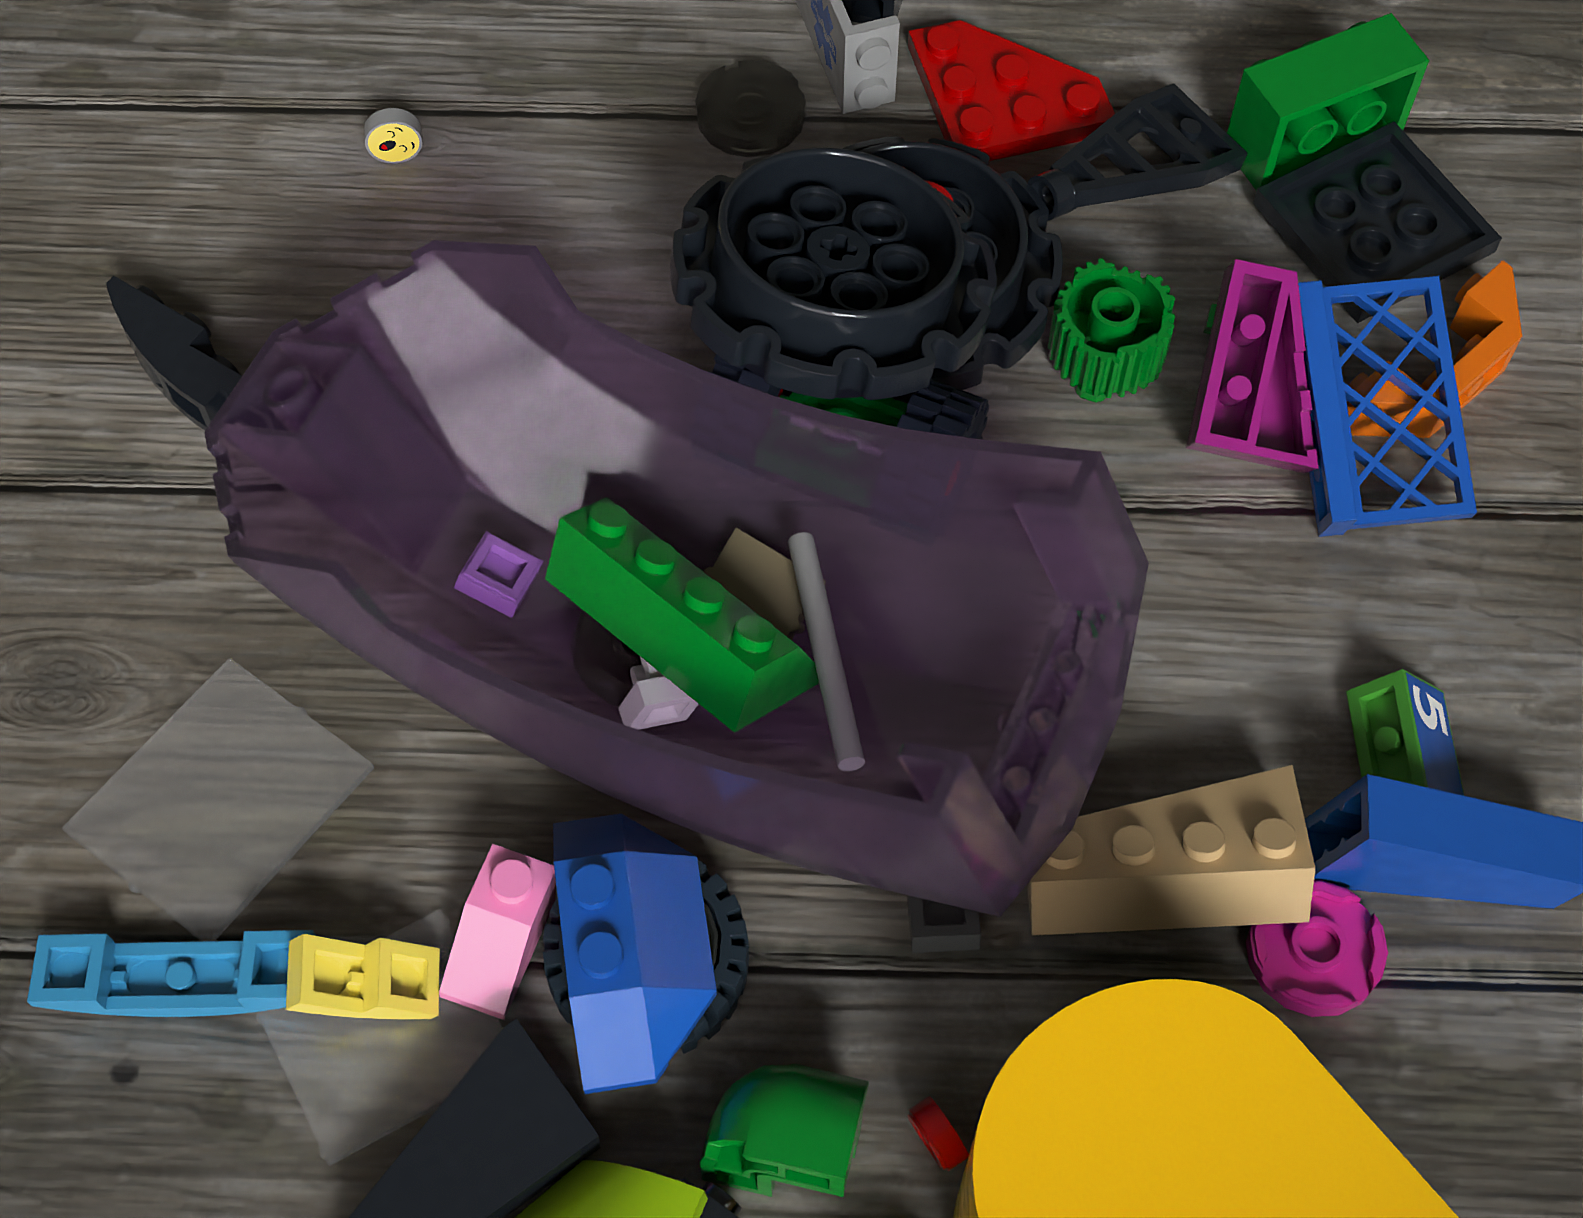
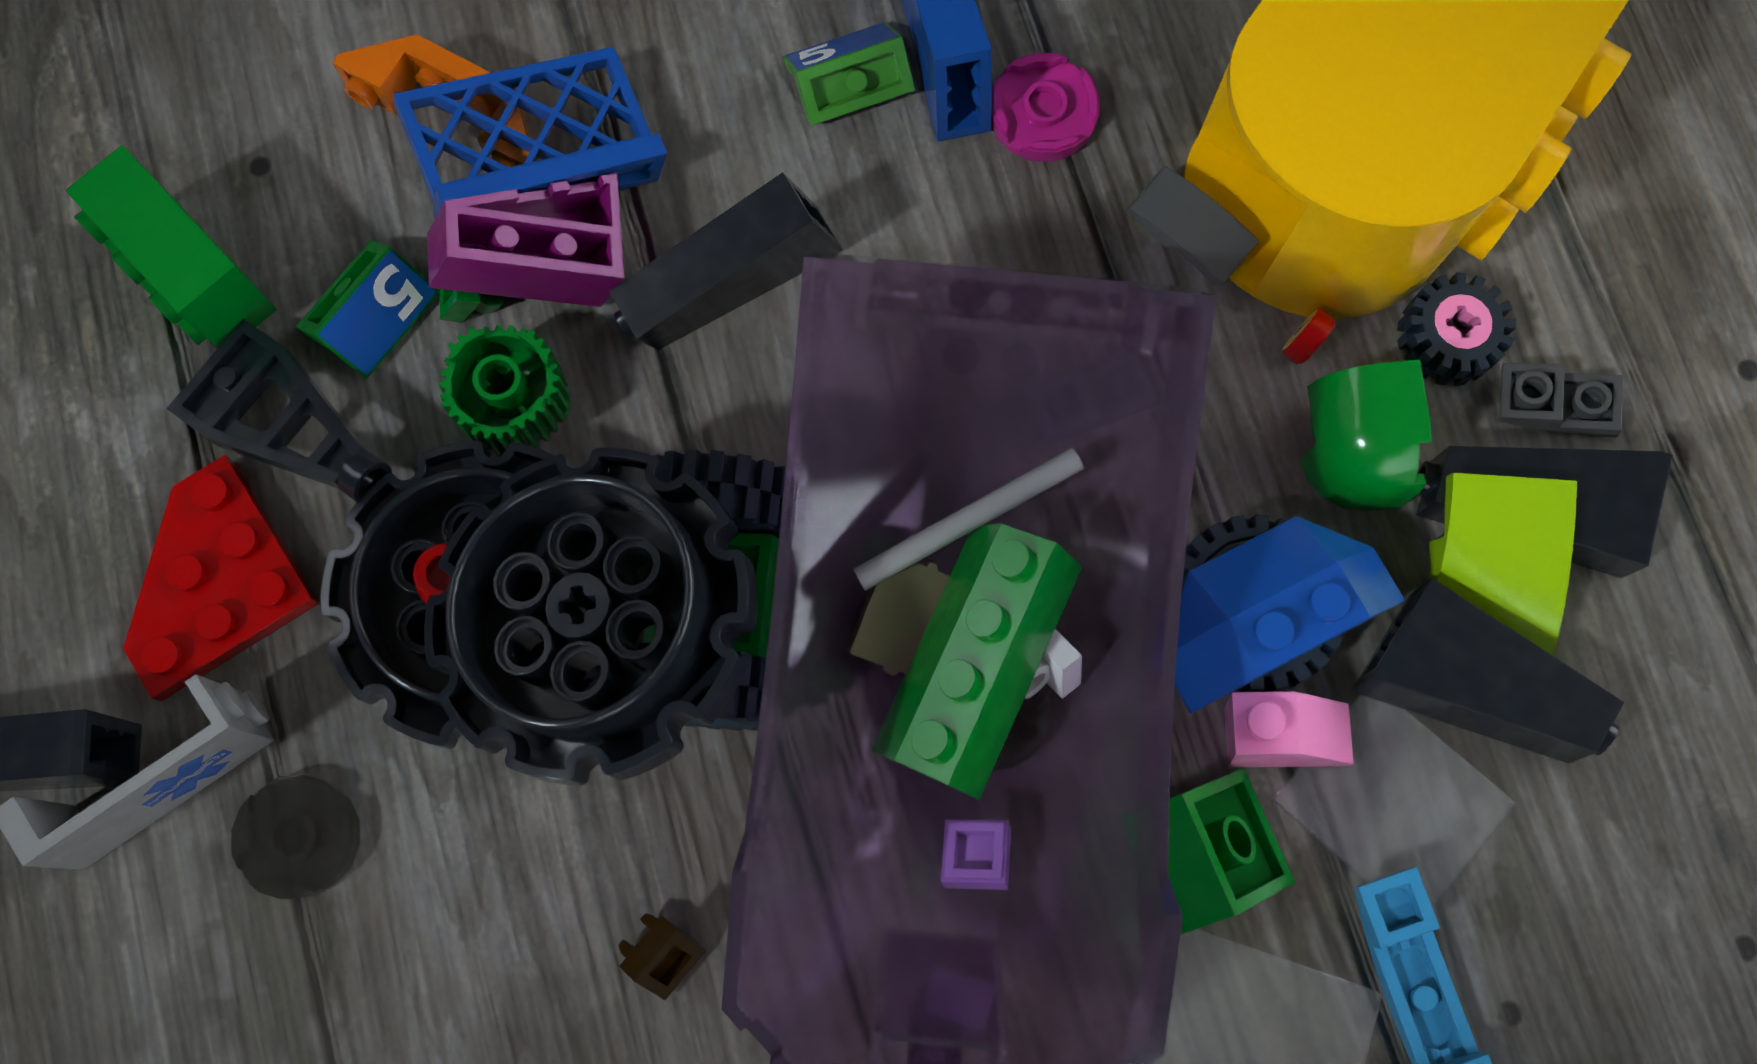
camera: 110 degrees left, 15 degrees up
(362, 980) = (1374, 828): light yellow slope -> none
(413, 817) = (1222, 852): none -> green slope
(1182, 862) = (1016, 185): tan wedge -> none
(1195, 559) = (723, 264): none -> black slope
(1224, 231) = (368, 308): none -> panel
(1376, 215) = (294, 191): black plate -> none

